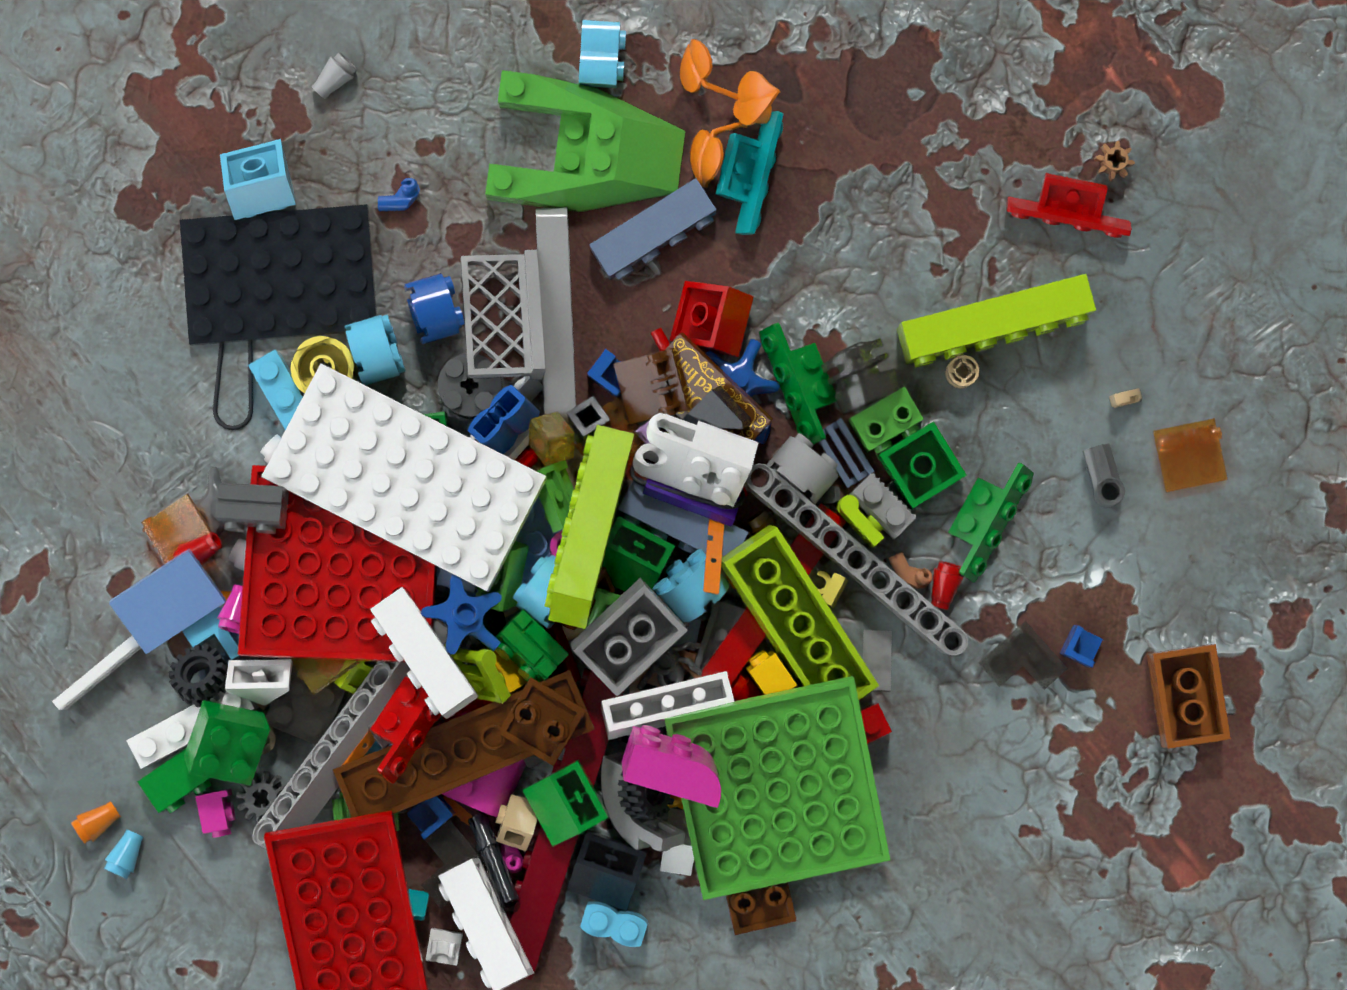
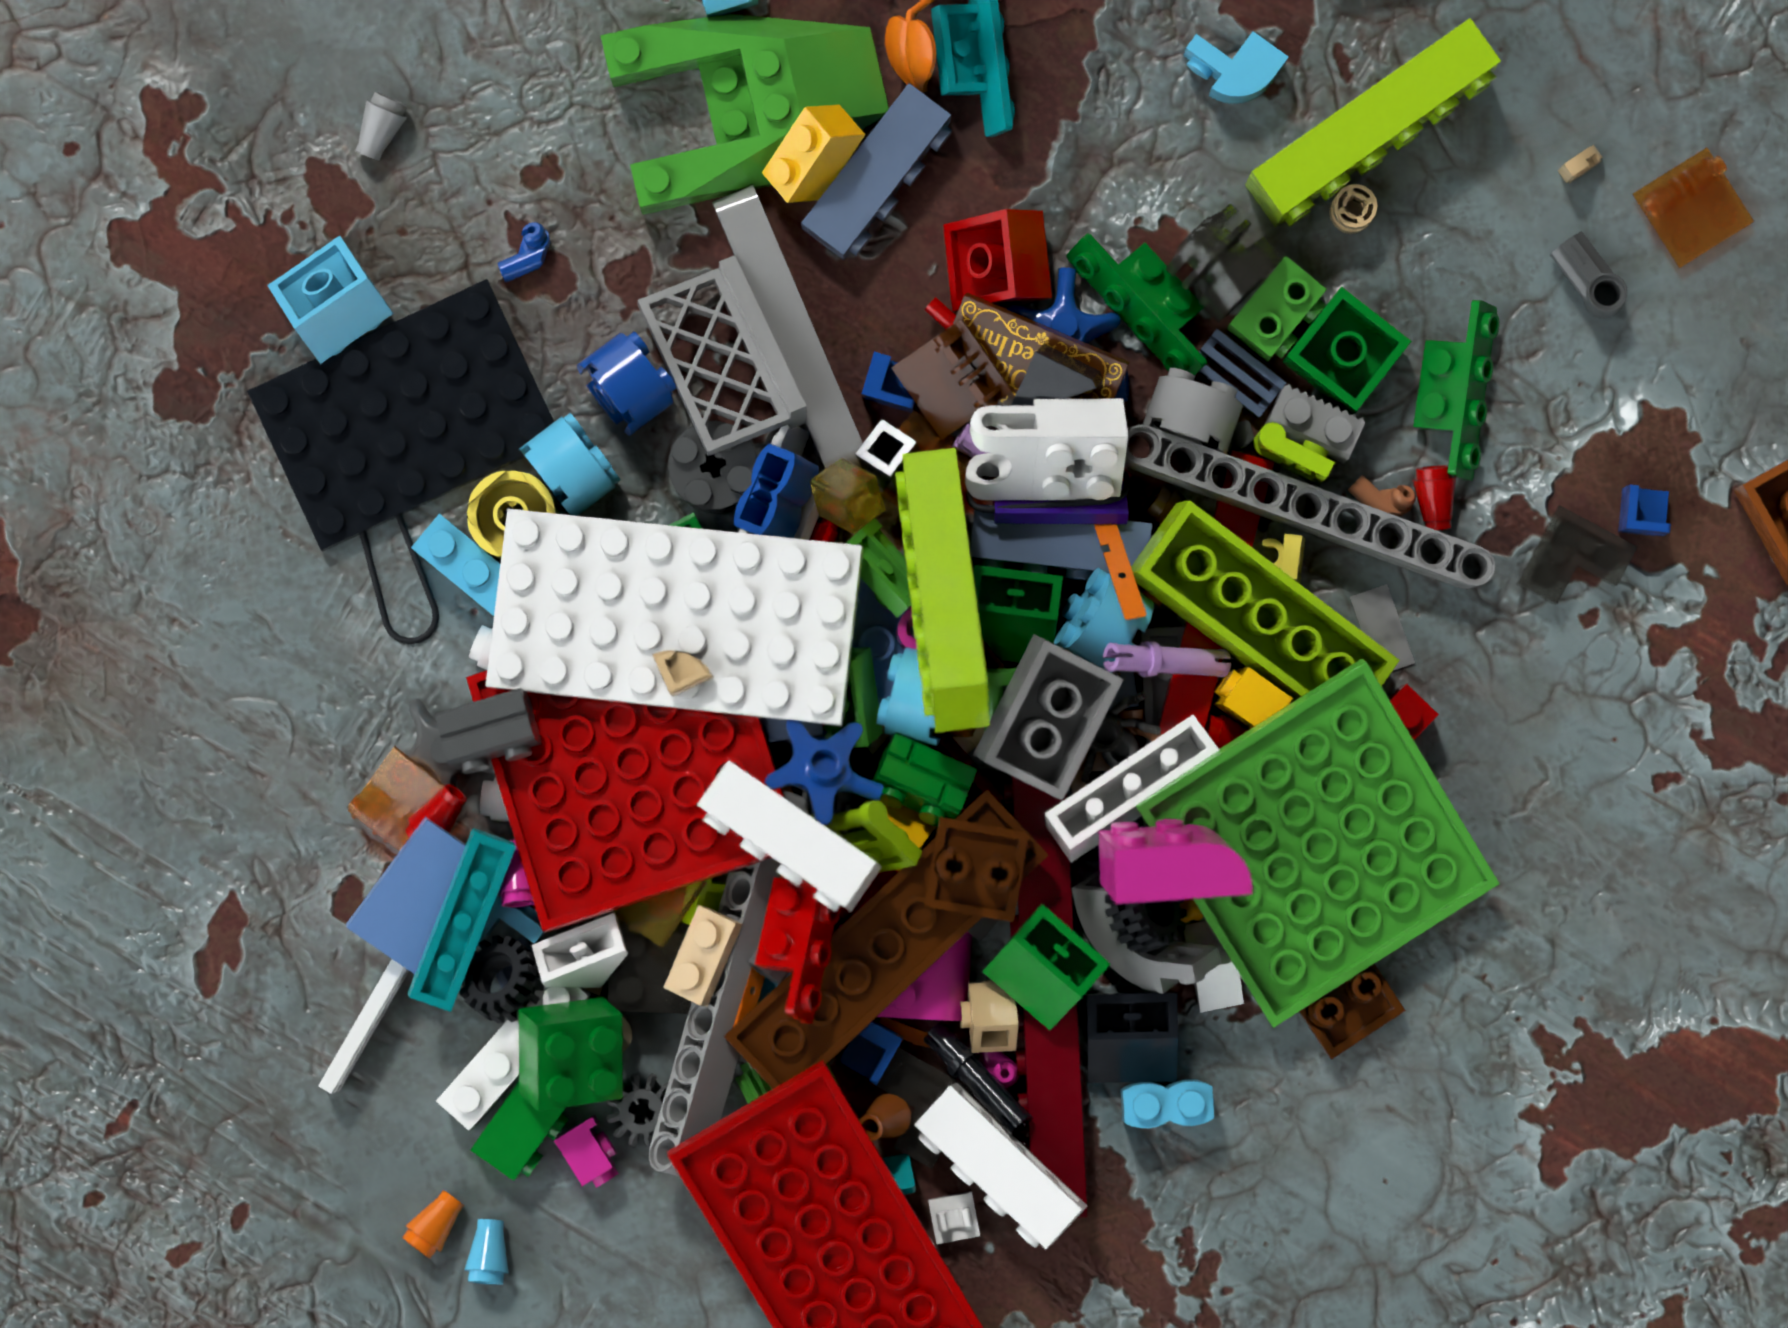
camera: 15 degrees left, 0 degrees up
(187, 626) = (461, 919): none -> teal plate
(339, 710) = (703, 955): none -> tan plate
(394, 515) = (681, 670): none -> tan tile
(422, 863) = (887, 1117): none -> dark orange cone
(614, 201) = (813, 153): none -> yellow piece
(713, 624) = (1151, 659): none -> lavender pin
(919, 256) = (1237, 78): none -> medium azure brick

